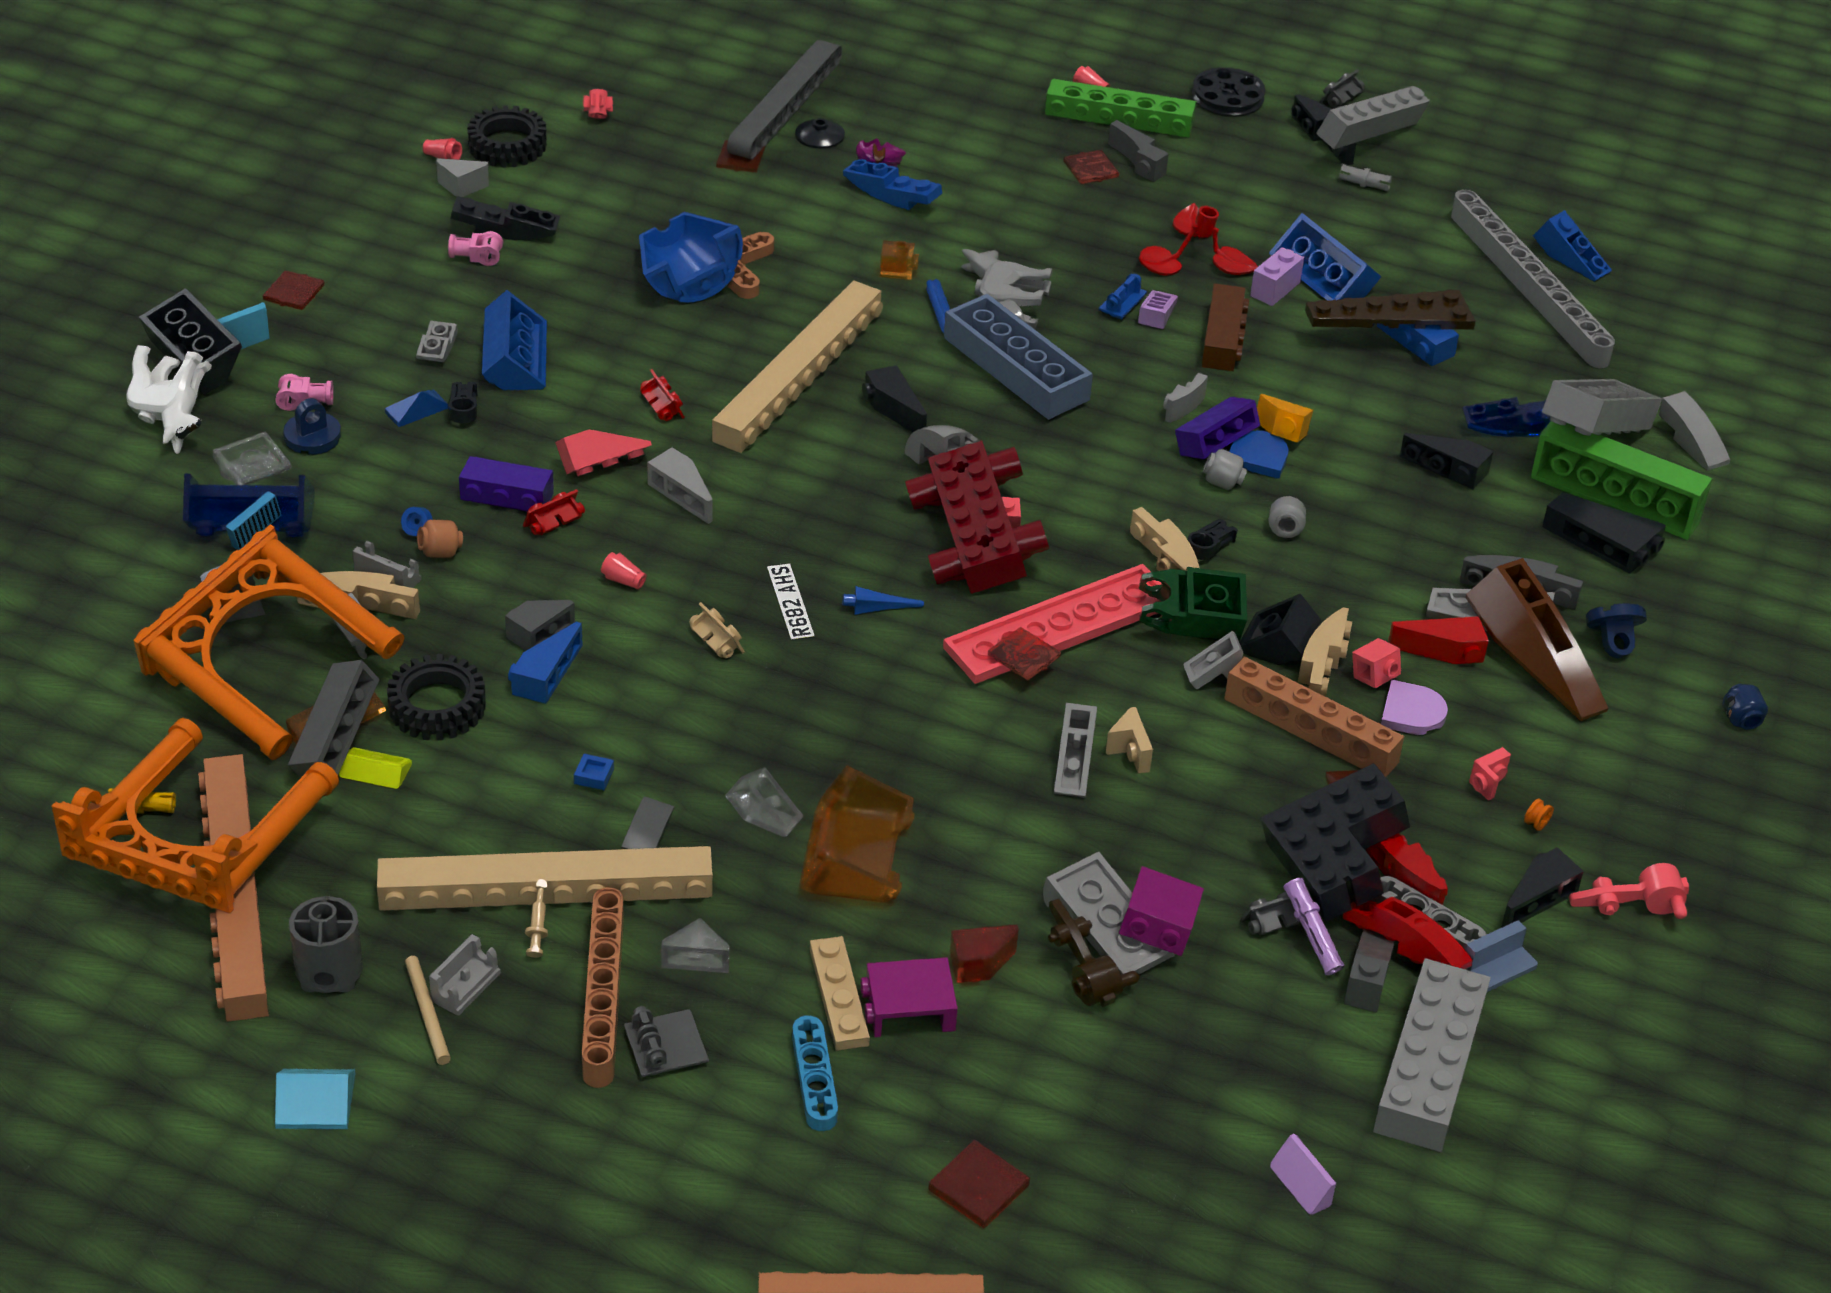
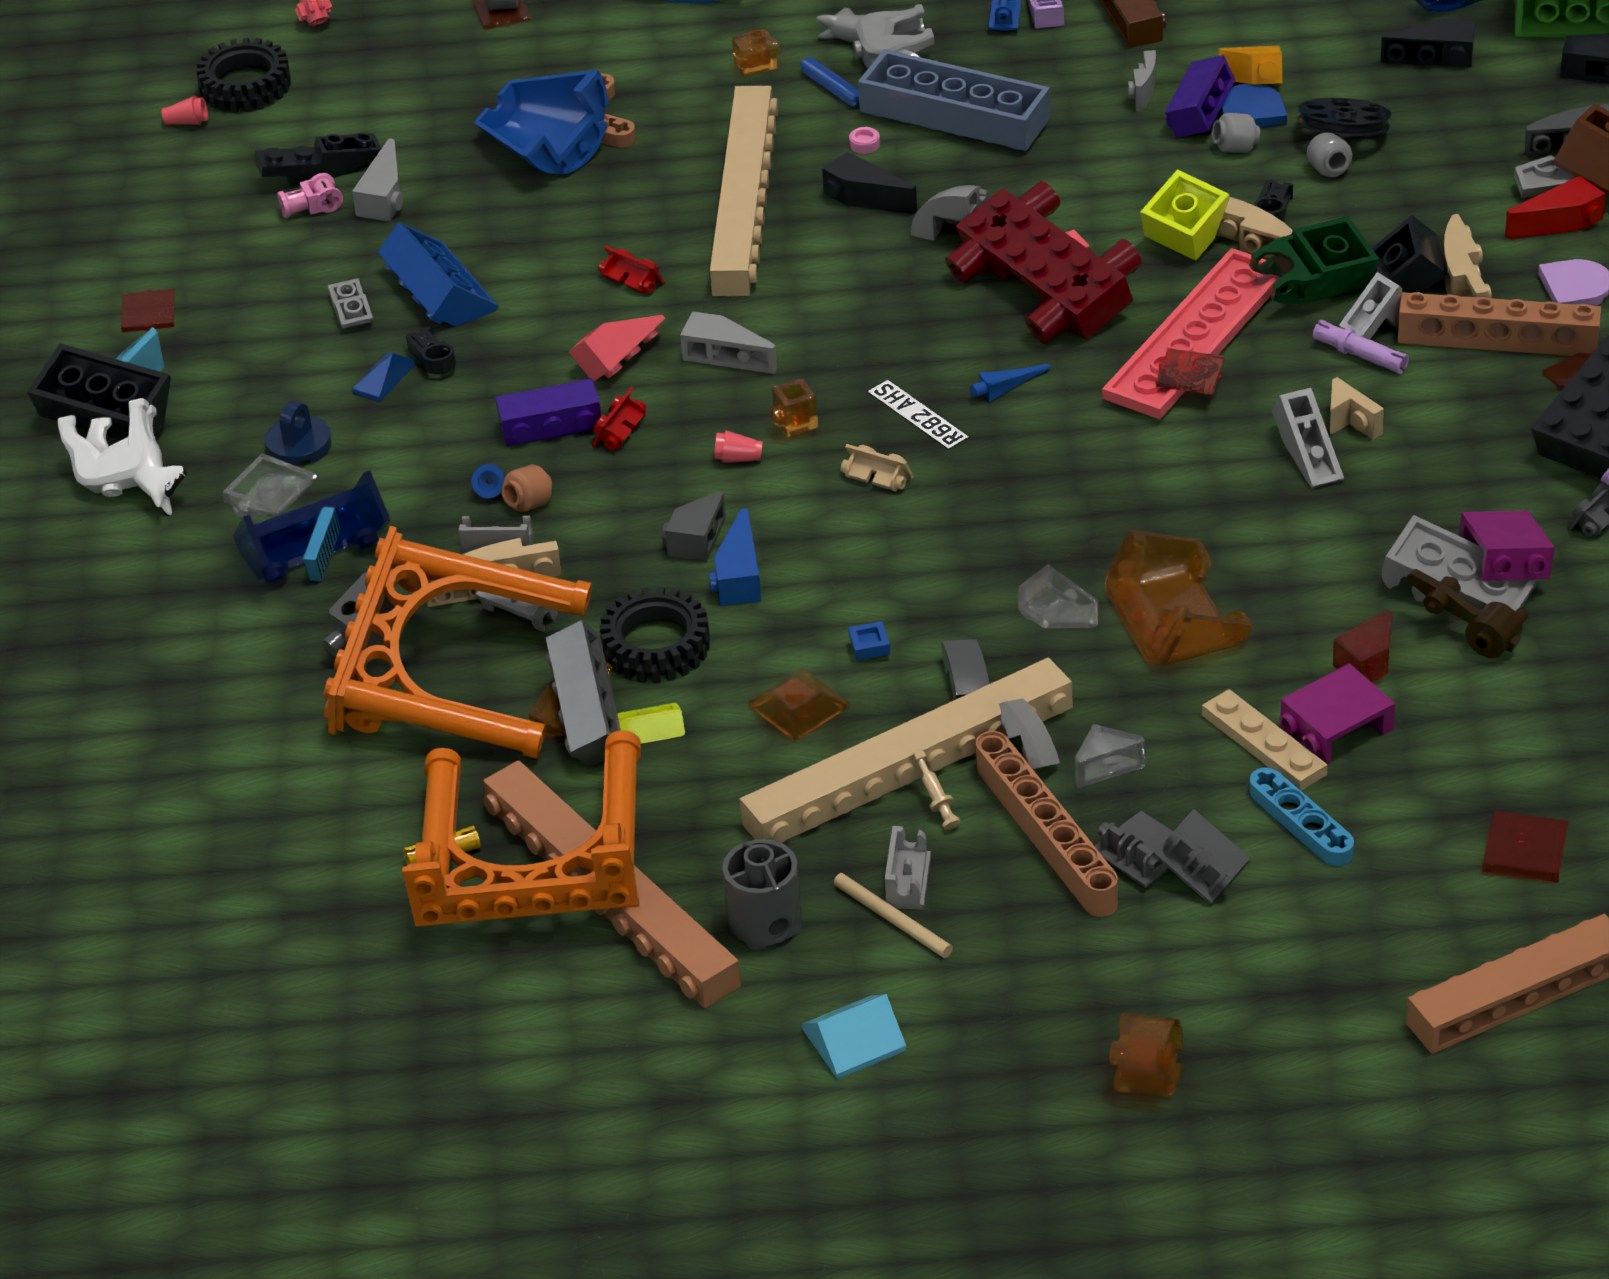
camera: 20 degrees left, 0 degrees up
(300, 390) = (255, 404): bright pink connector -> none
(462, 176) = (230, 132): light grey slope -> none
(503, 801) = (798, 704): none -> clear orange slope
(511, 1223) = (1147, 1055): none -> clear orange brick
(534, 258) = (379, 190): none -> light grey slope
(646, 900) = (1021, 720): none -> light grey slope
(687, 556) = (794, 407): none -> clear orange brick
(700, 1070) = (1201, 856): none -> dark grey hinge
(928, 362) = (864, 140): none -> bright pink tile
(1121, 520) = (1184, 214): none -> neon yellow slope
(1178, 681) = (1351, 343): none -> lavender pin
(1322, 490) = (1344, 117): none -> black wedge
(1376, 663) = (1517, 254): coral brick -> none

